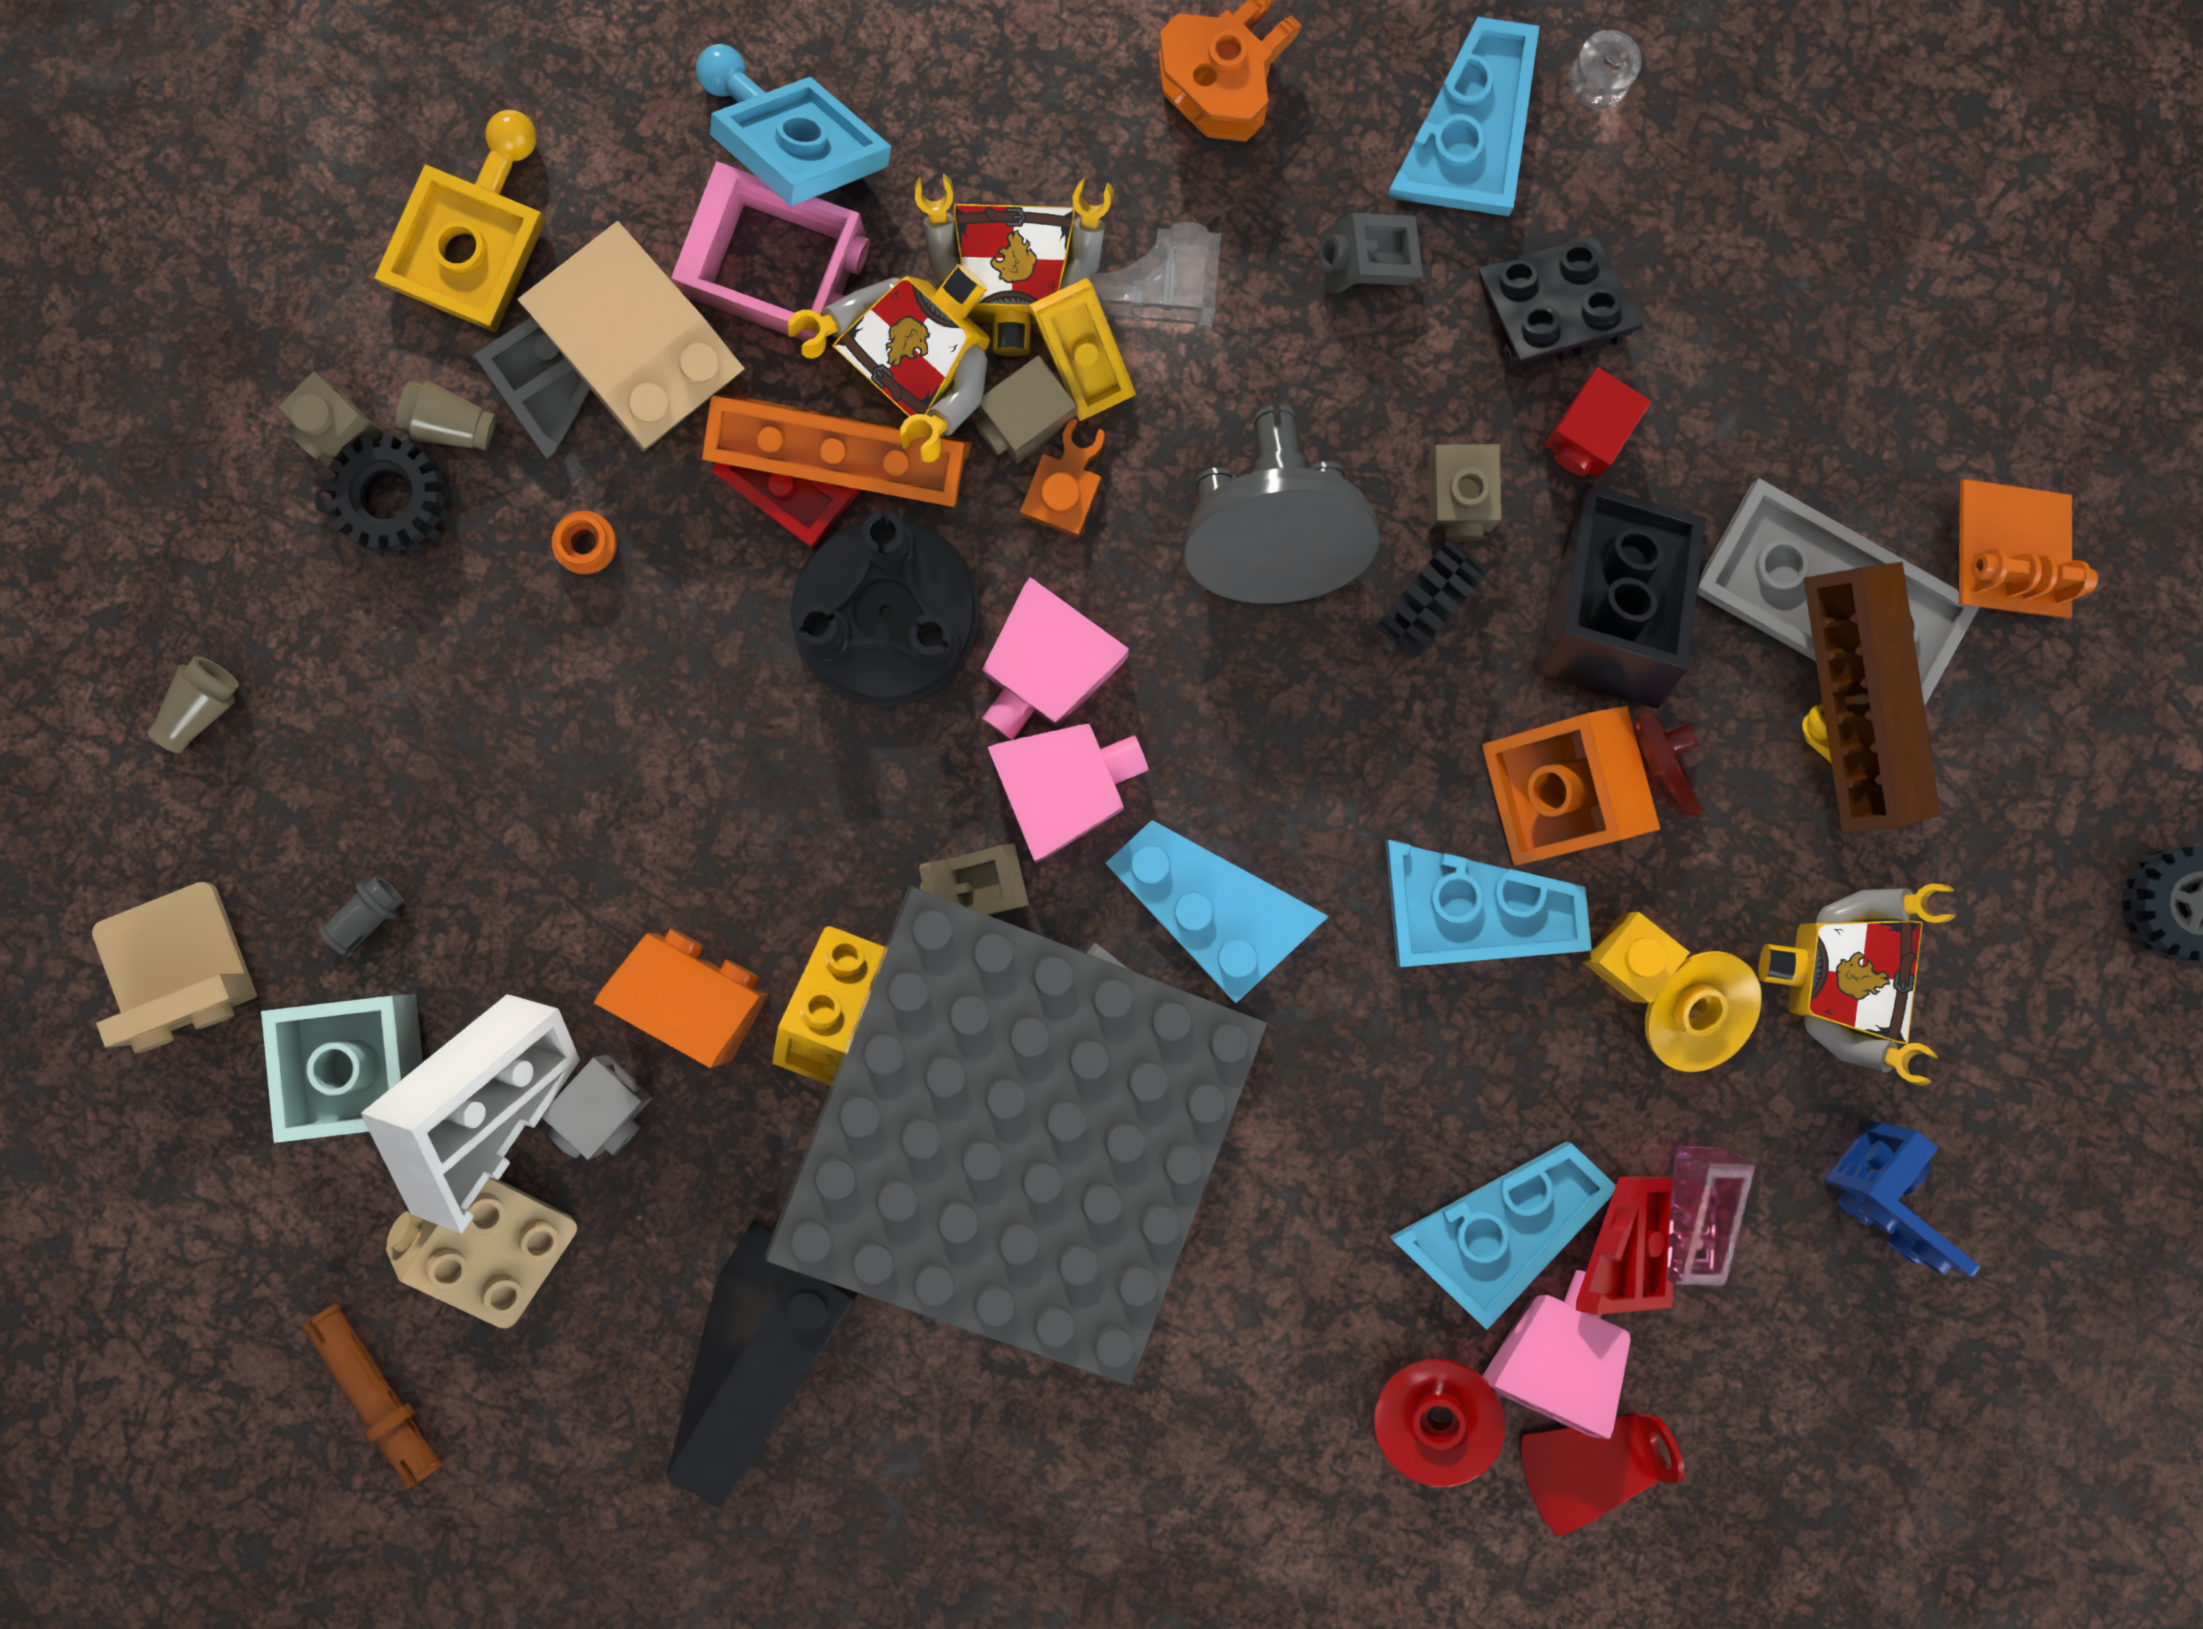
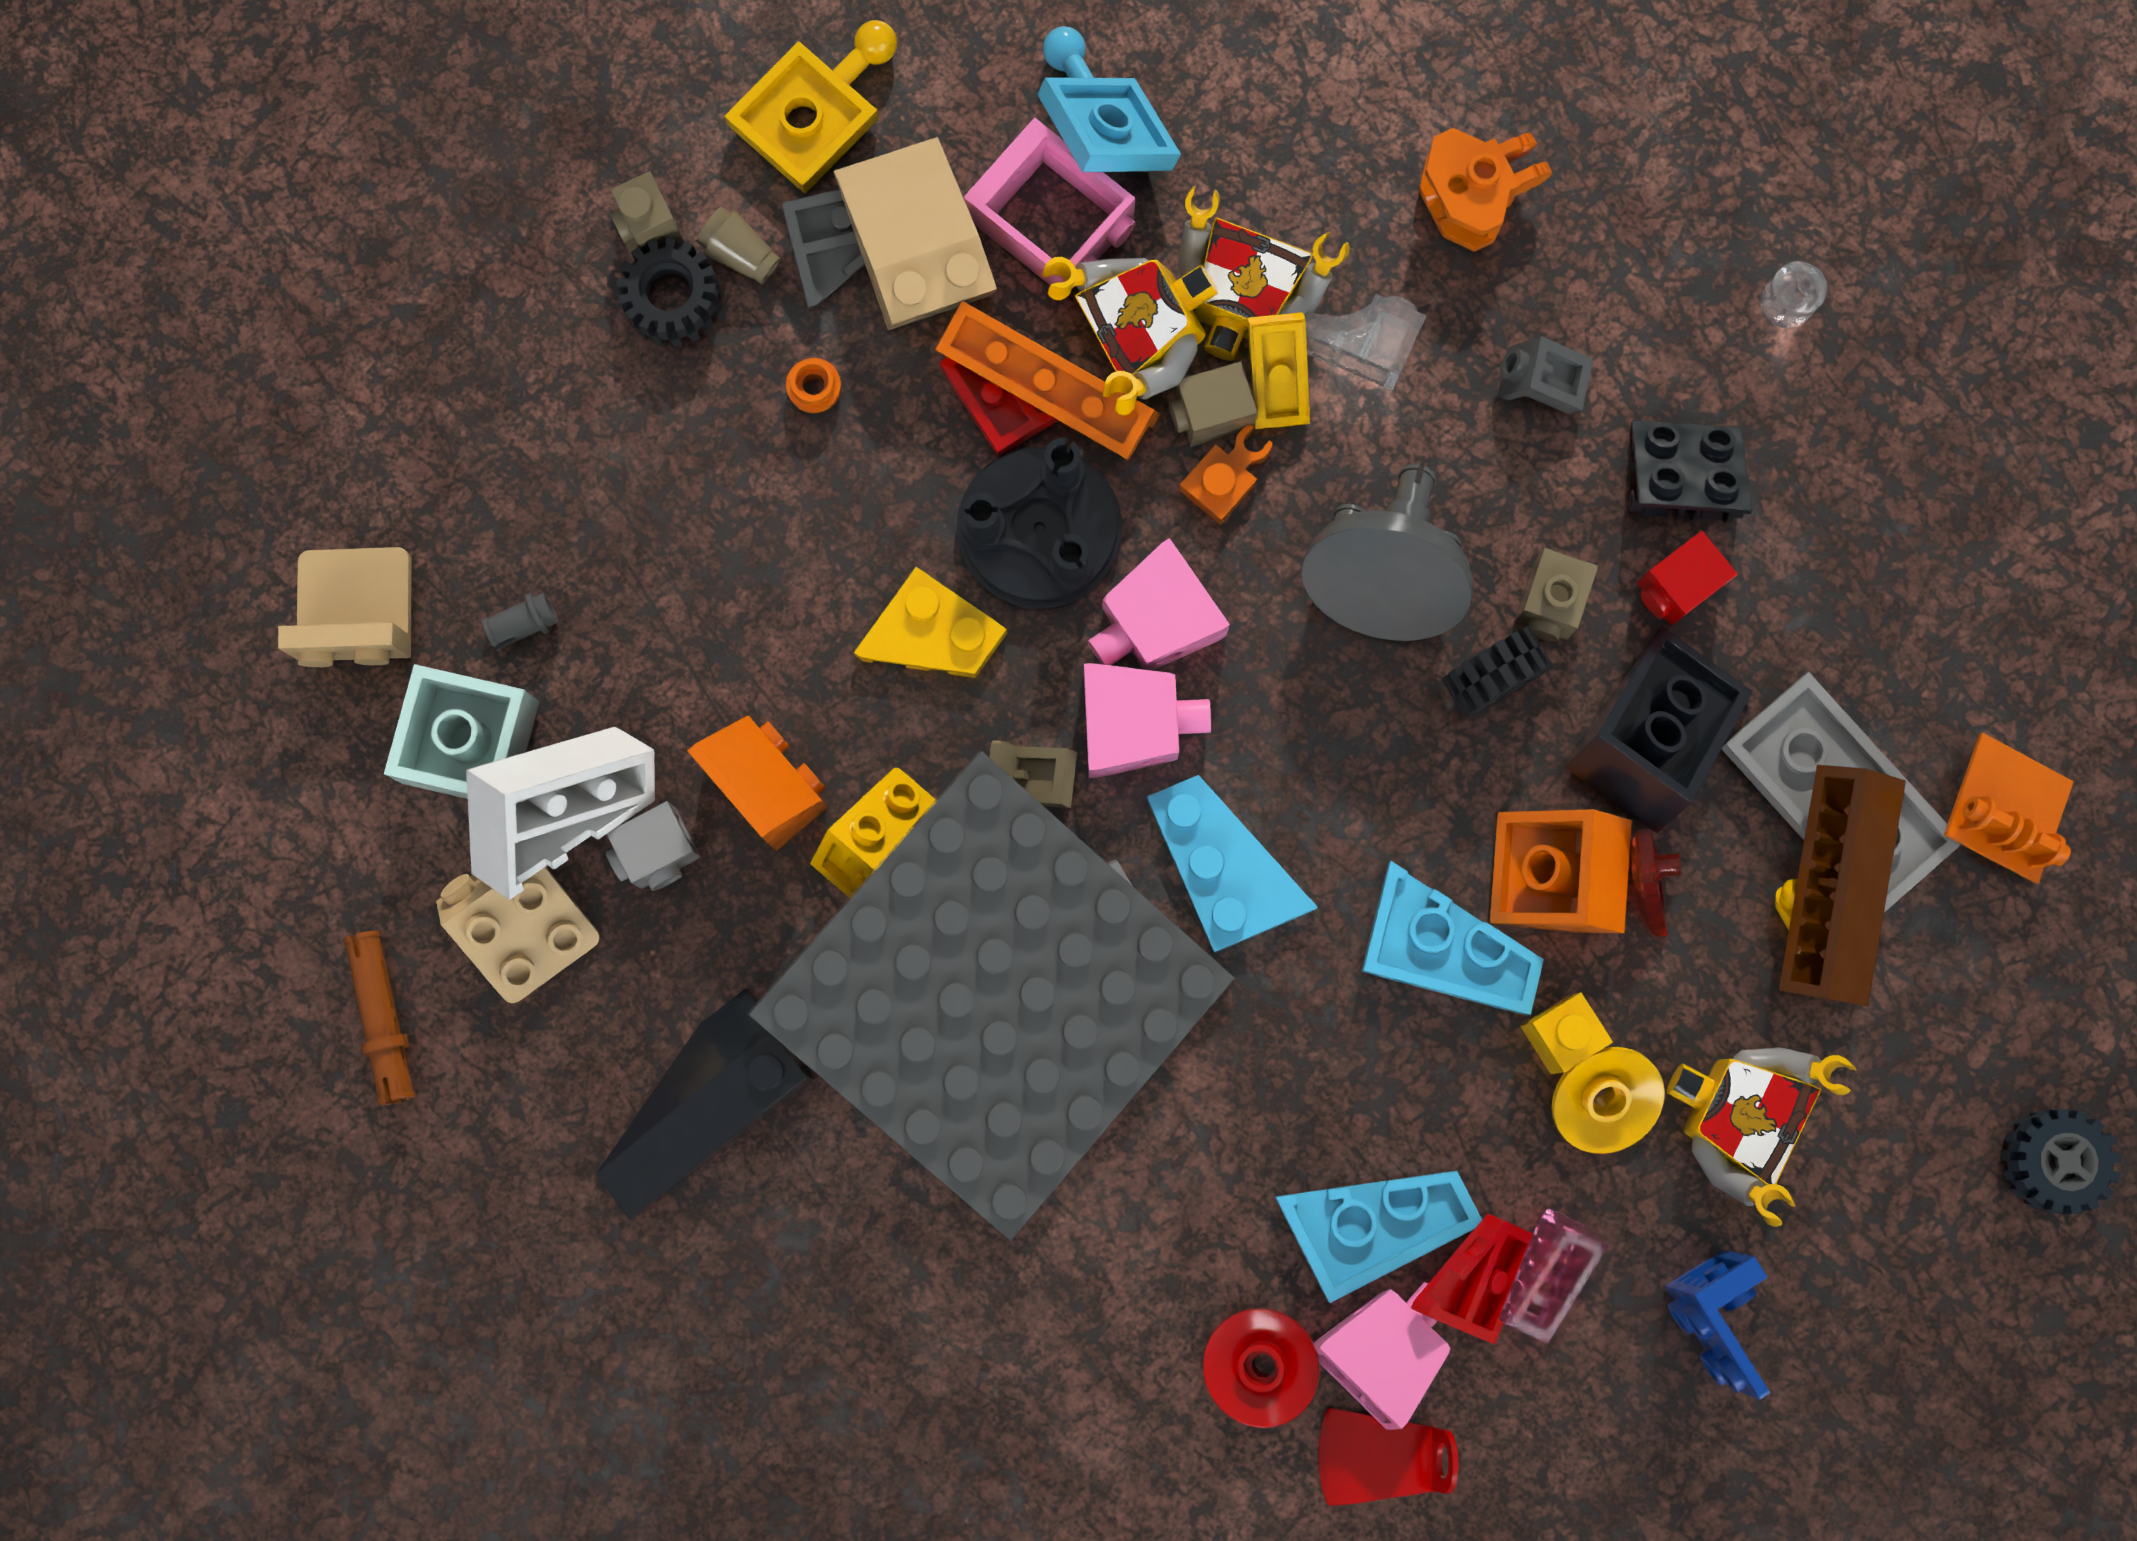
camera: 25 degrees right, 5 degrees down
(192, 703) = (452, 400): dark tan cone -> none
(810, 765) = (932, 629): none -> yellow wing
(1476, 128) = (1669, 304): medium azure wing -> none

